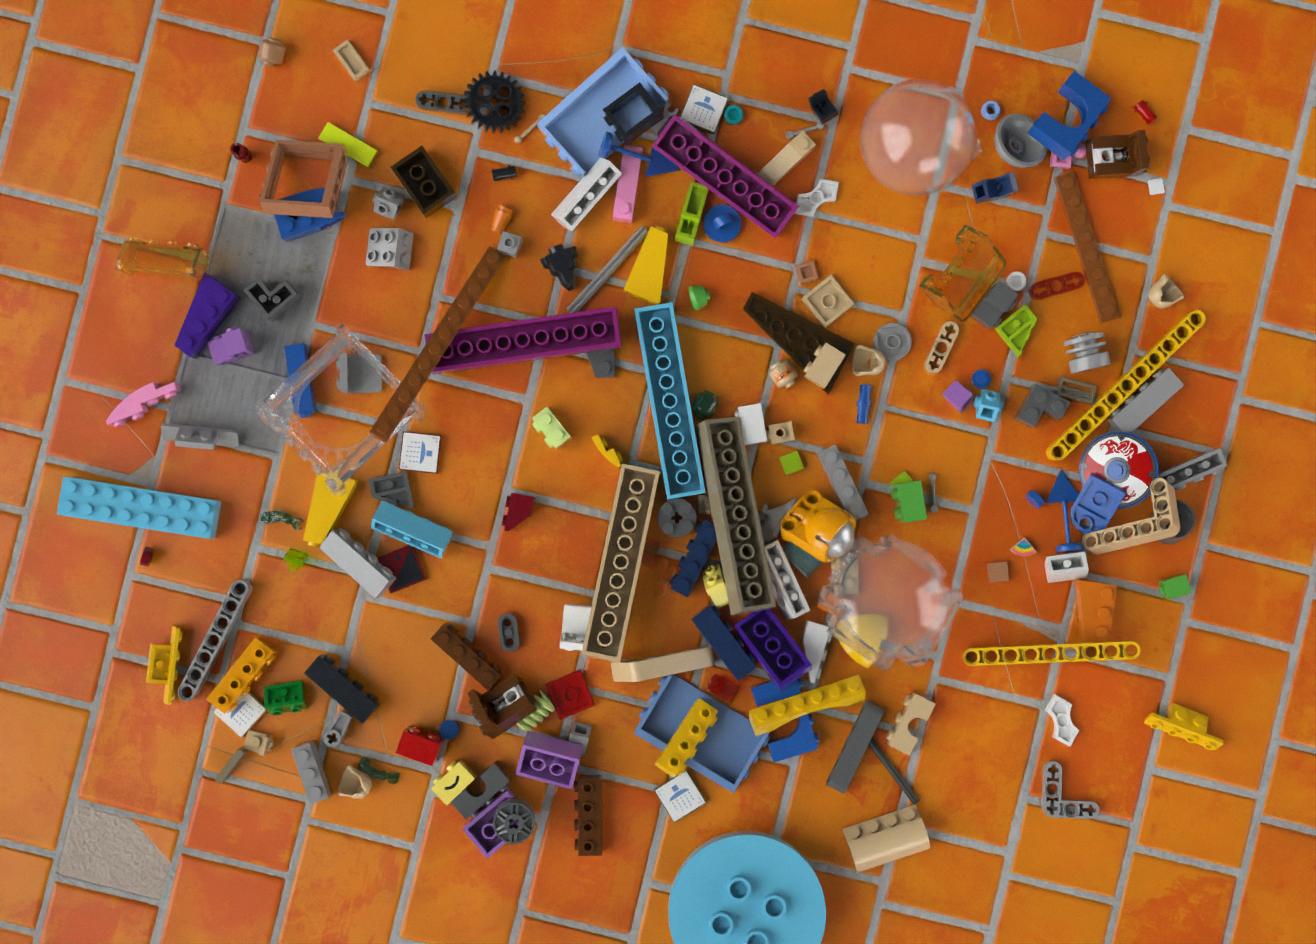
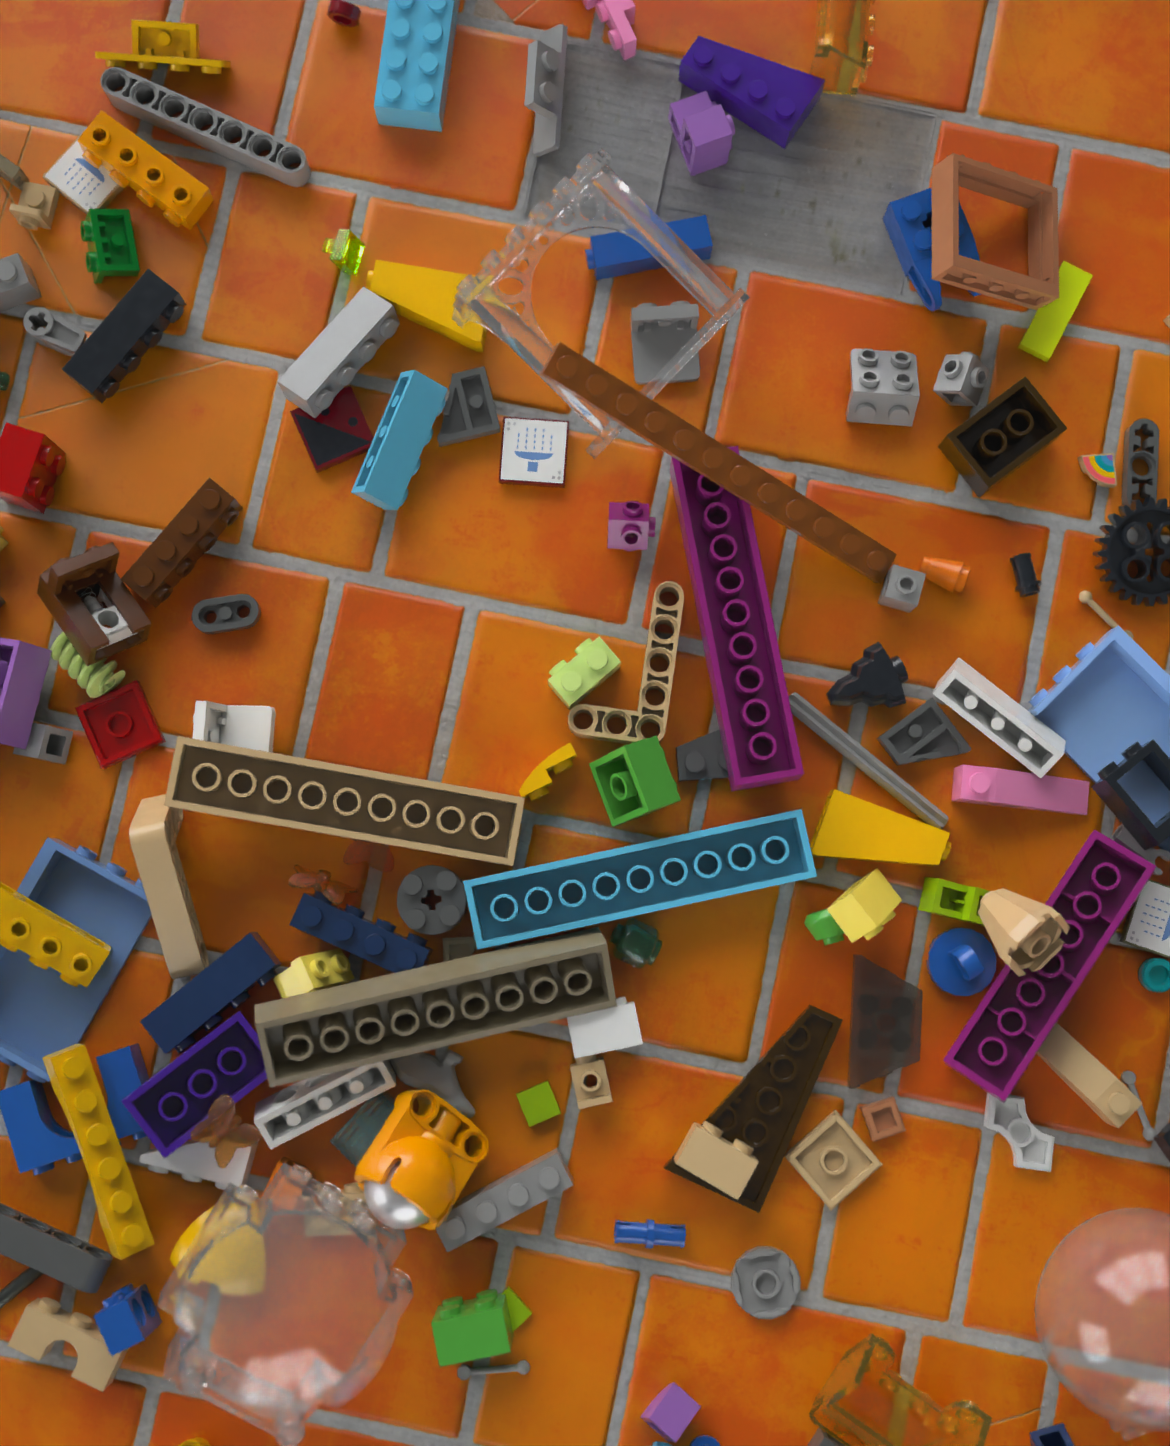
camera: 90 degrees right, 5 degrees down
(240, 152) = (1031, 131): dark red pin -> none
(272, 302) = (781, 197): dark grey brick -> none
(277, 516) = (418, 225): clear green arm -> none
(443, 126) = (1099, 468): none -> tile
(449, 729) = (58, 519): blue tile -> none
(467, 398) = (629, 526): none -> magenta brick
(519, 509) = (440, 623): dark red slope -> none
(575, 394) = (650, 679): none -> tan beam
(594, 237) = (923, 736): none -> dark grey wing
(615, 401) = (634, 781): none -> bright green brick
(657, 163) = (1063, 842): blue piece -> none
(689, 275) = (865, 906): none -> light yellow brick
(706, 191) = (1022, 929): none -> tan cone
(723, 687) = (132, 995): clear red bracket -> none
(754, 269) = (882, 1023): none -> clear smoke wing
(783, 374) = (697, 1083): tan head -> none
(799, 633) = (223, 1132): none -> clear orange piece
(860, 358) = (740, 1229): tan hair -> none
(897, 690) = (127, 1318): none -> blue brick
(942, 332) = (787, 1376): tan beam -> none

